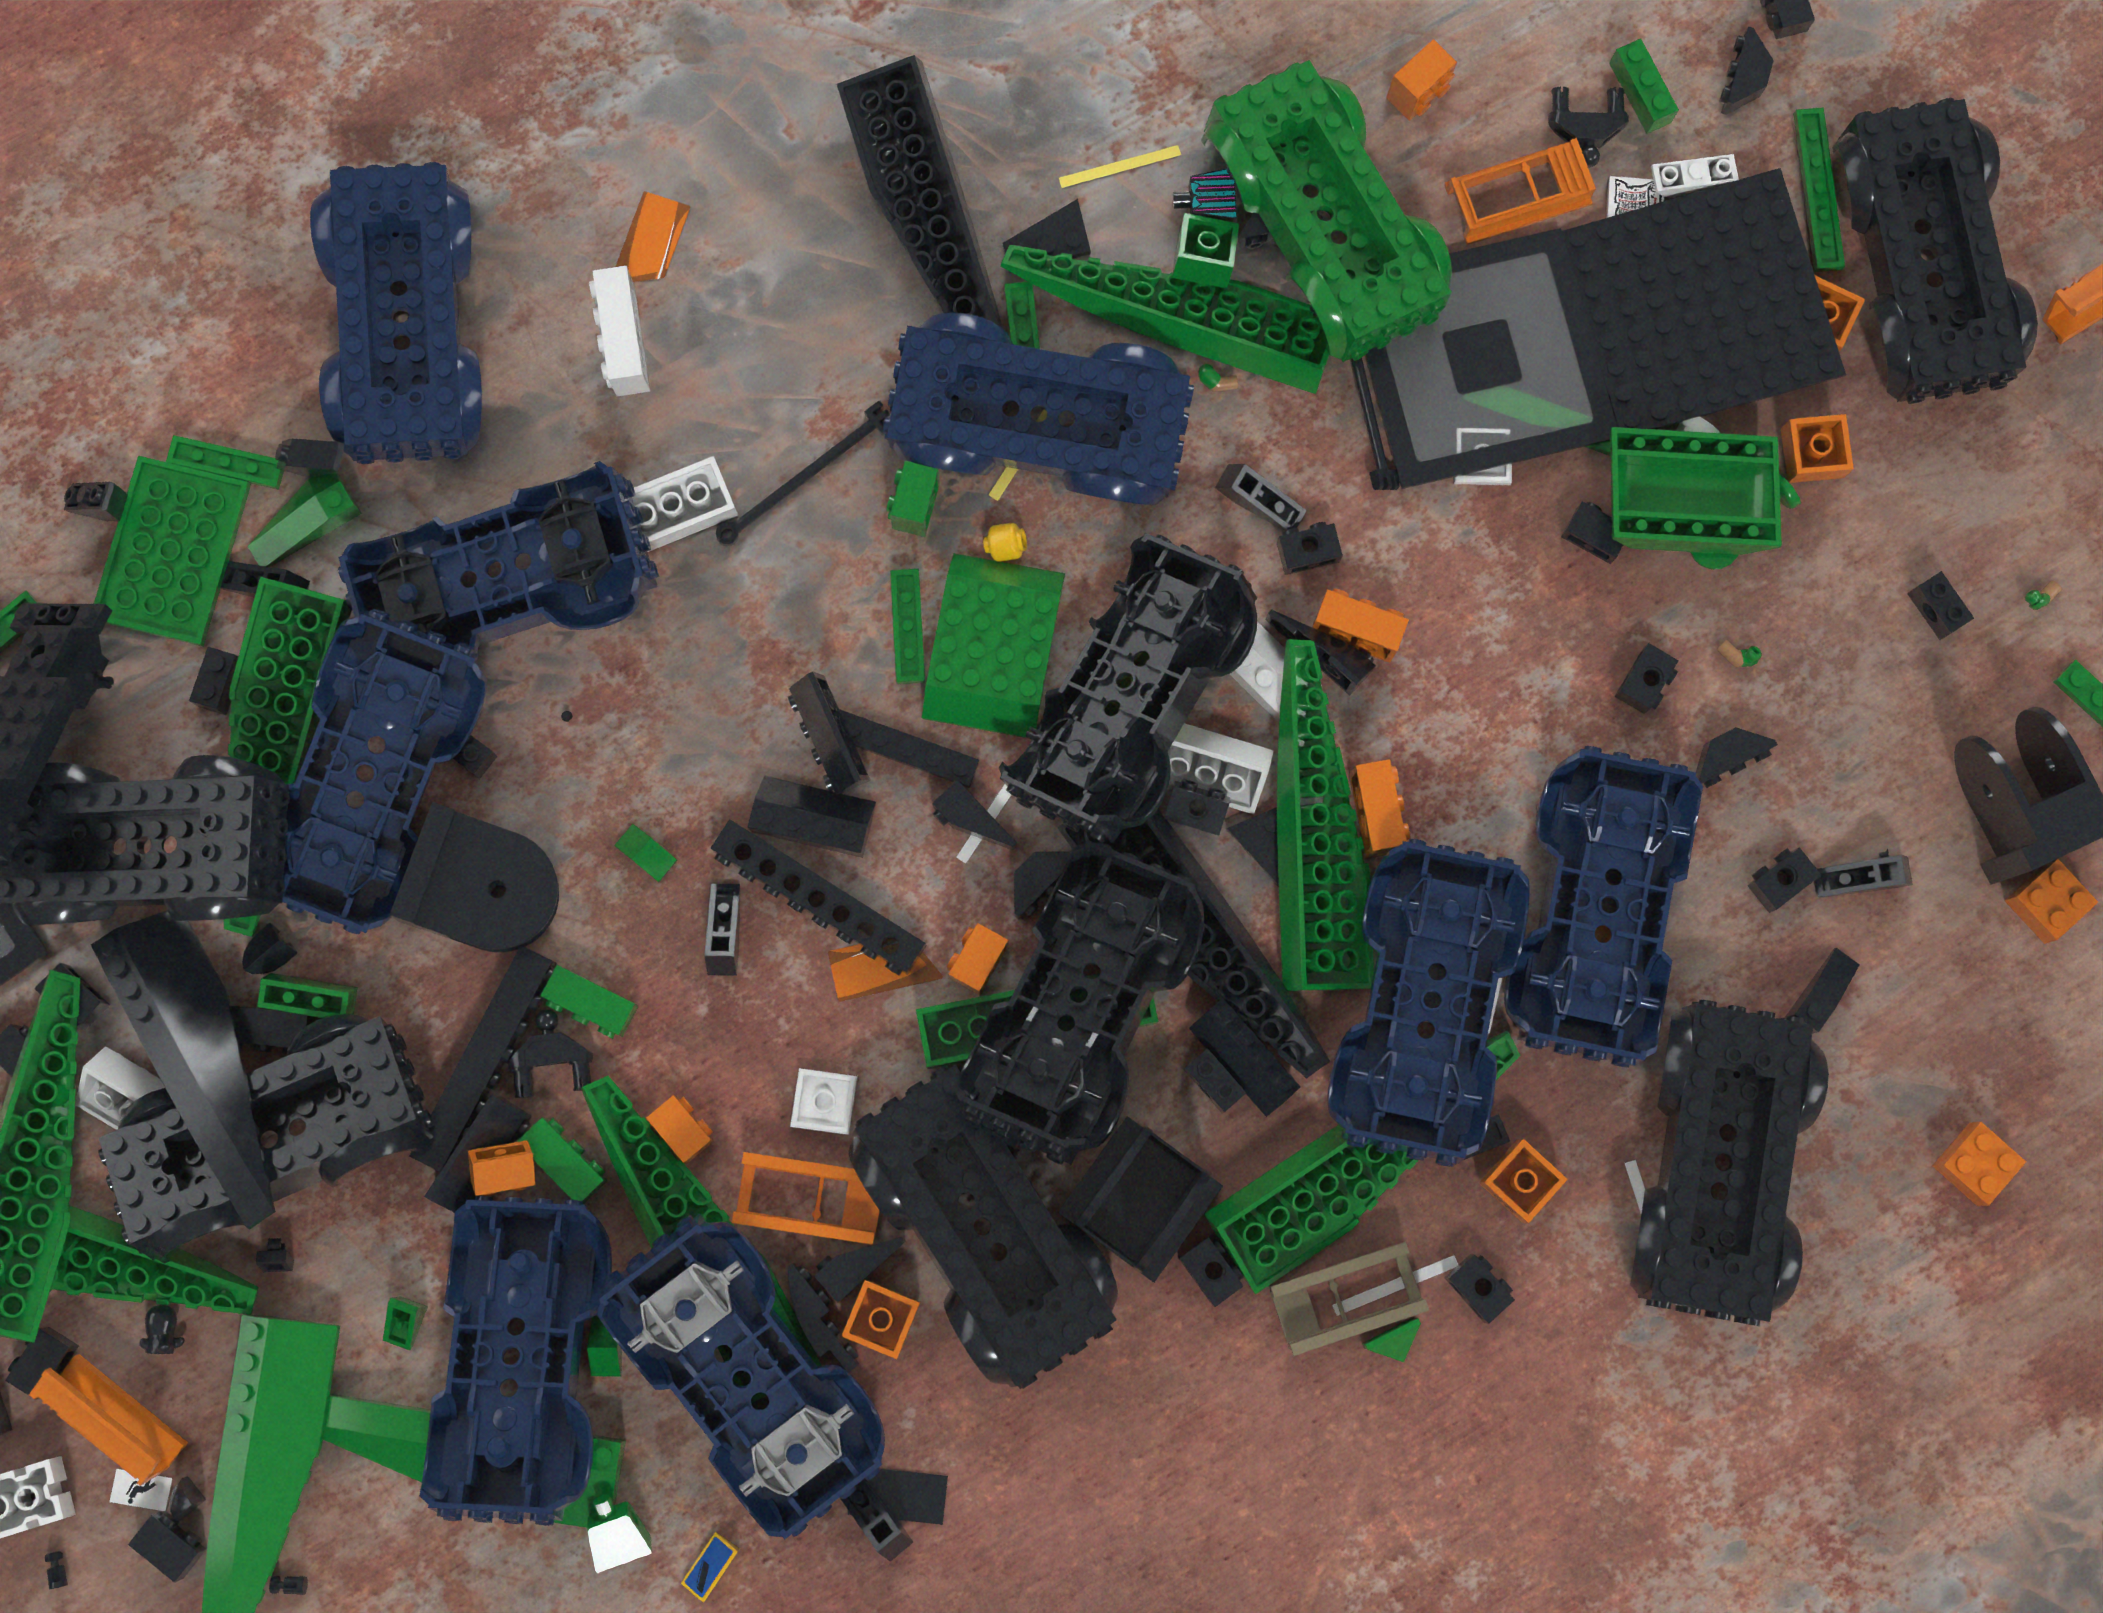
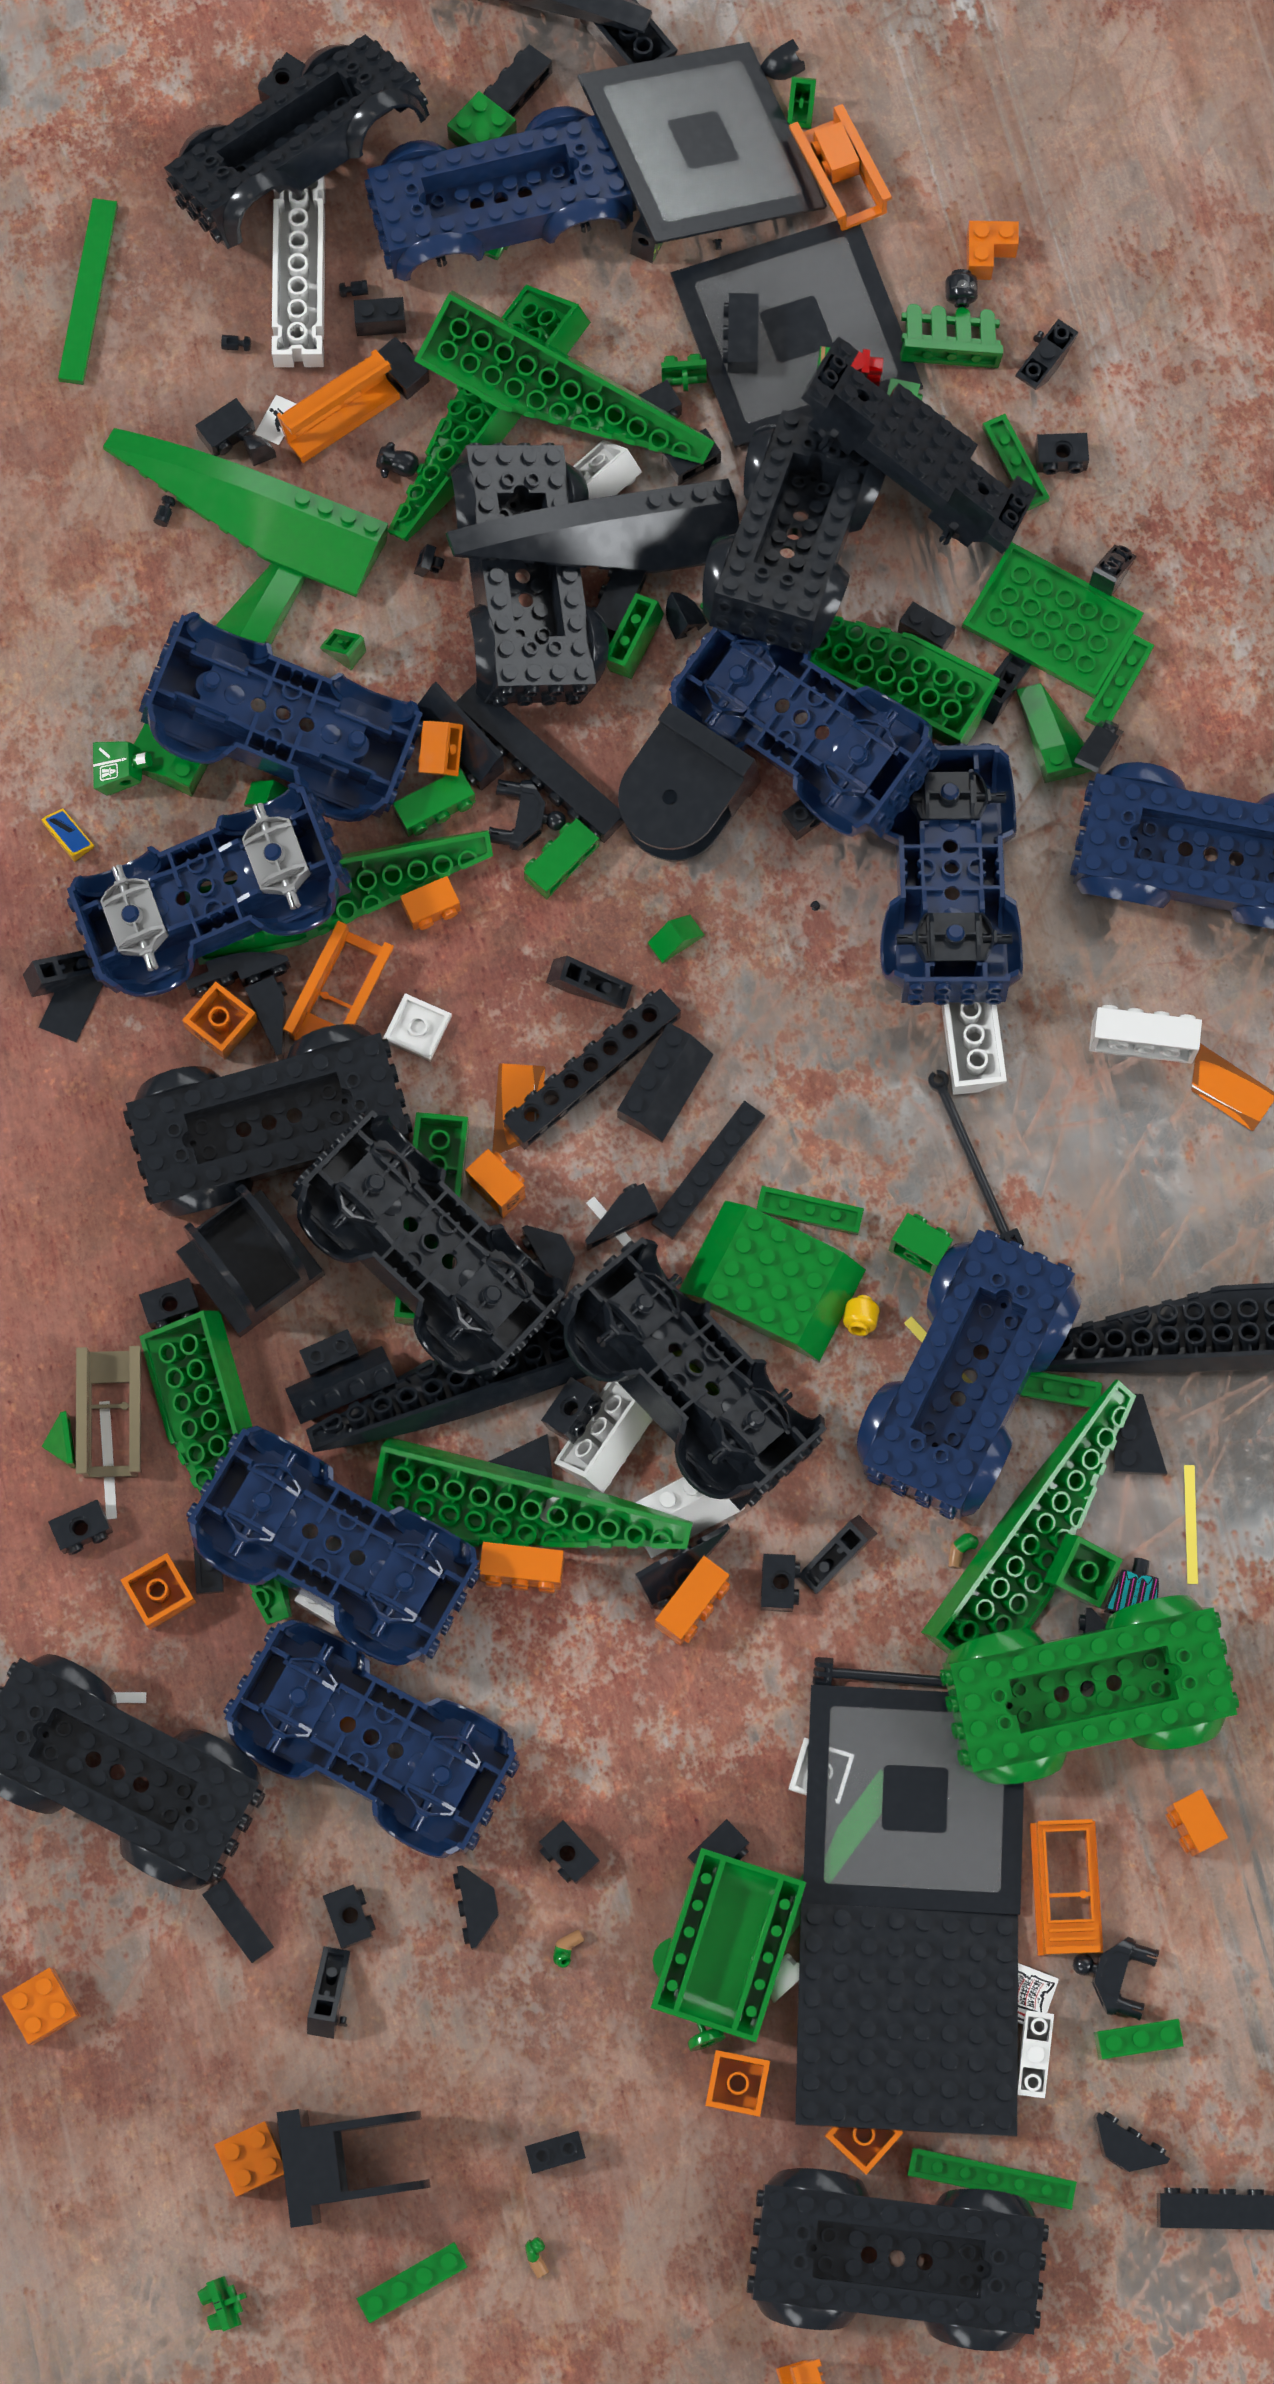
camera: 110 degrees right, 5 degrees down
(828, 733) = (728, 1113): black slope -> none

